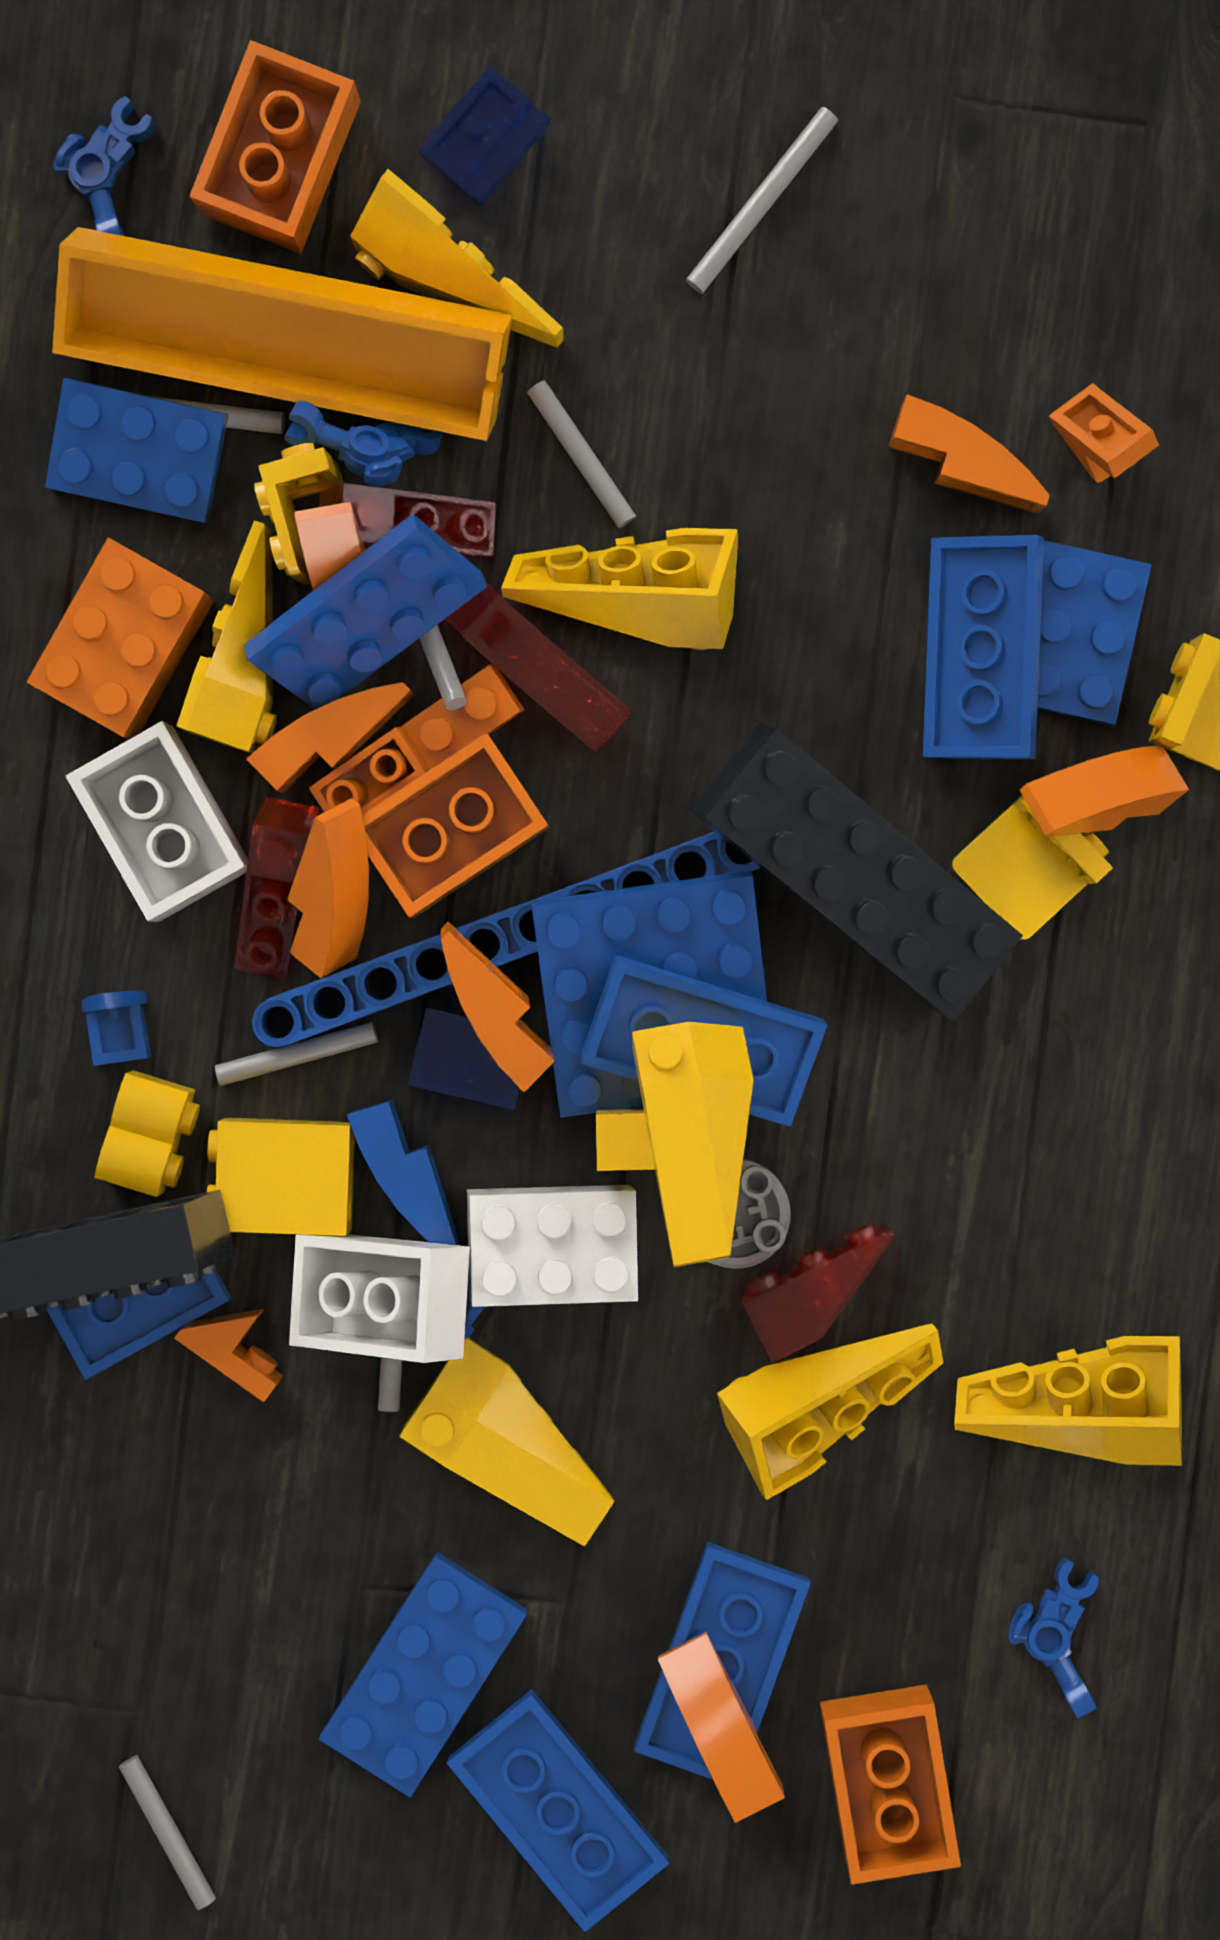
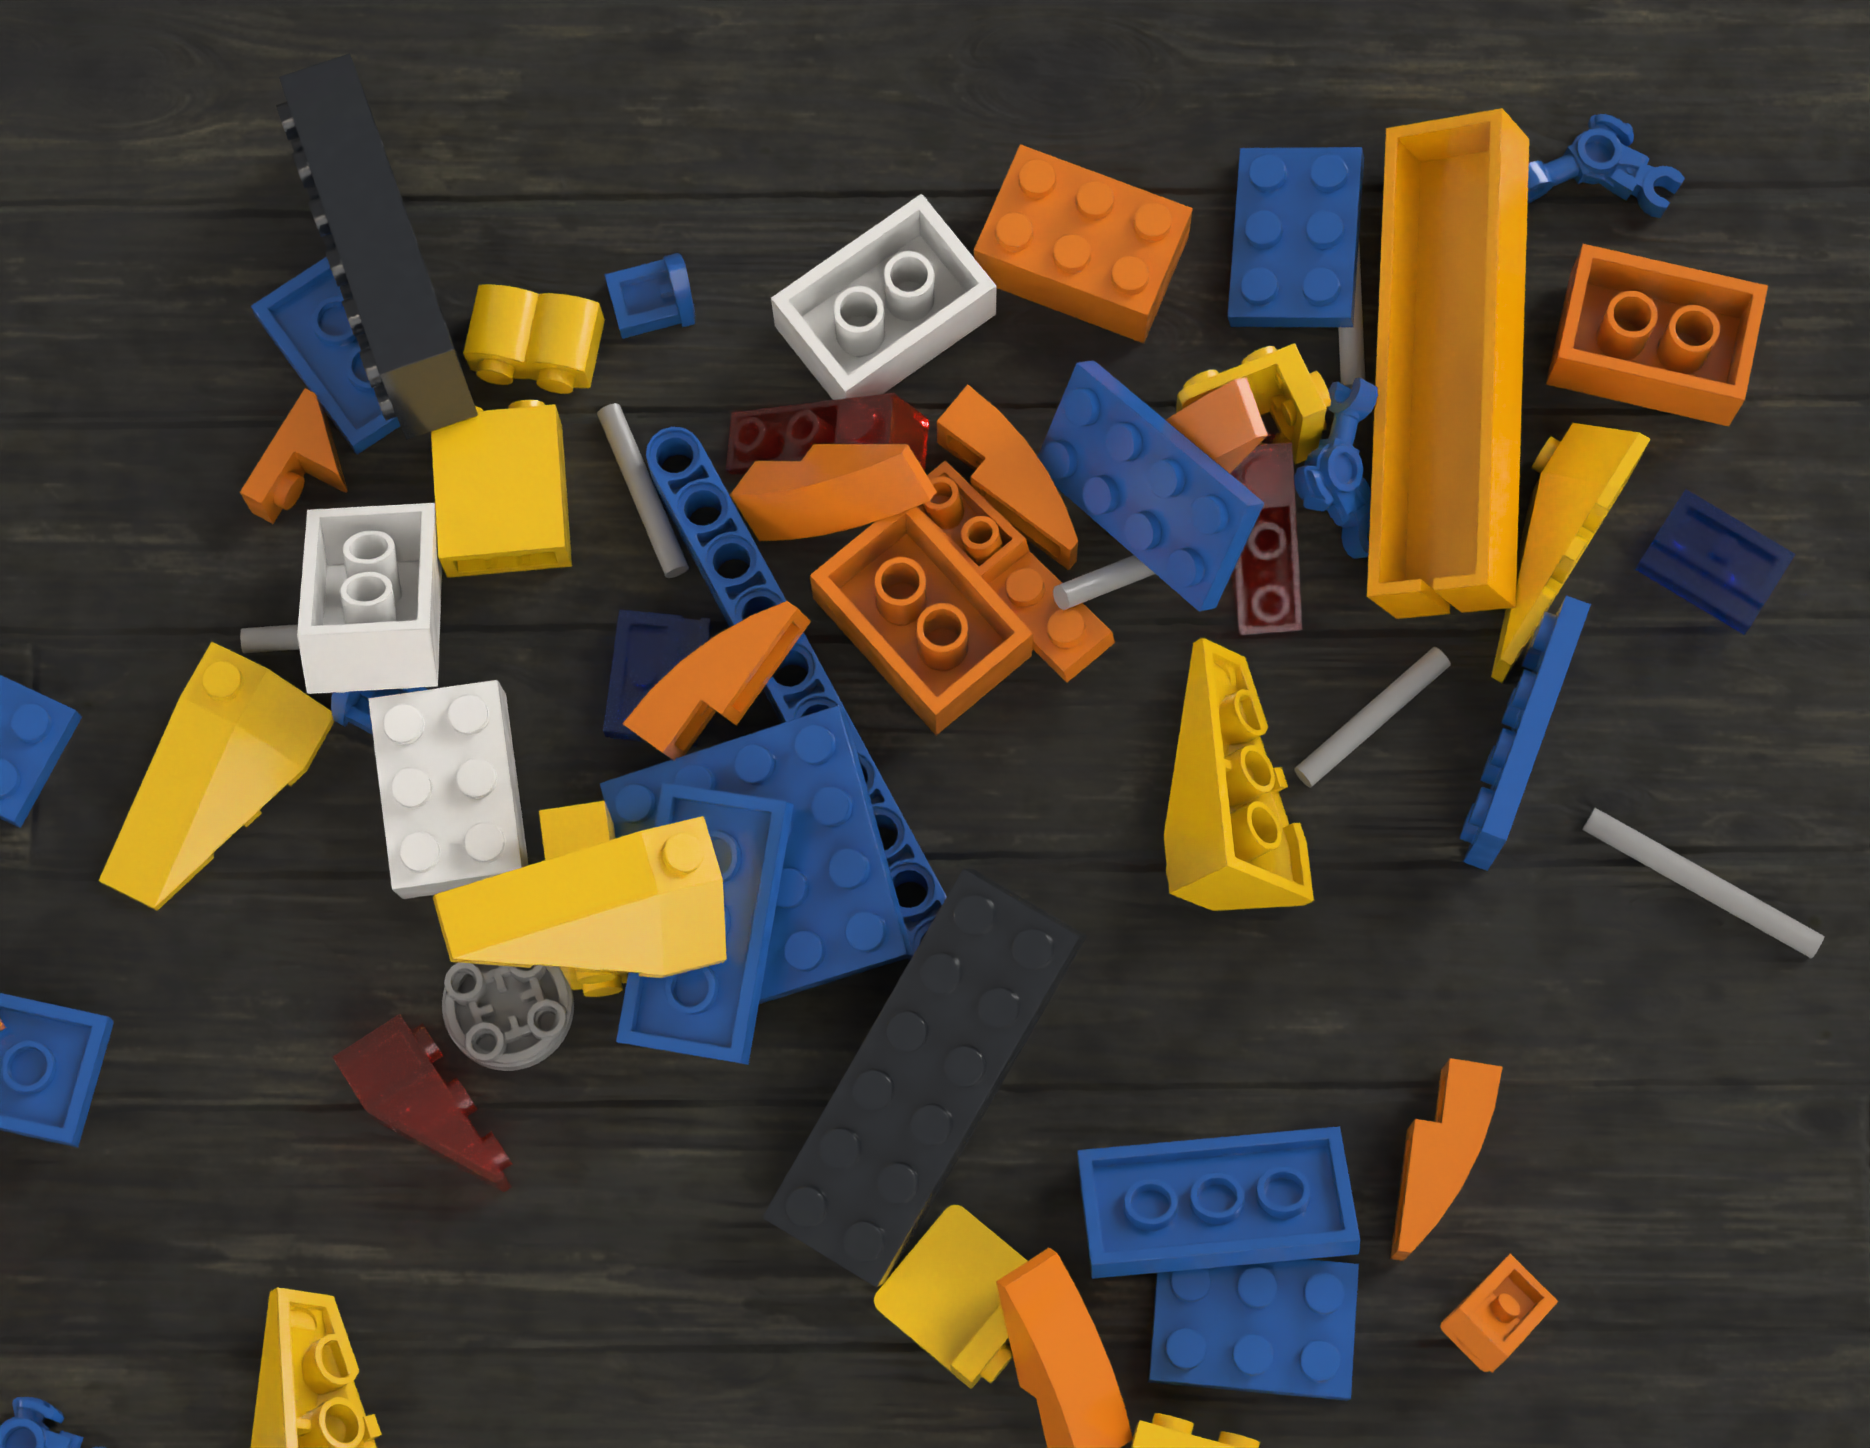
camera: 85 degrees right, 15 degrees down
(228, 694) = (1035, 347): yellow wedge -> none
(404, 1175) = (514, 620): blue slope -> none
(540, 667) = (1120, 691): clear red slope -> none
(609, 317) = (1517, 749): none -> blue plate
(803, 1405) = (284, 1114): yellow wedge -> none

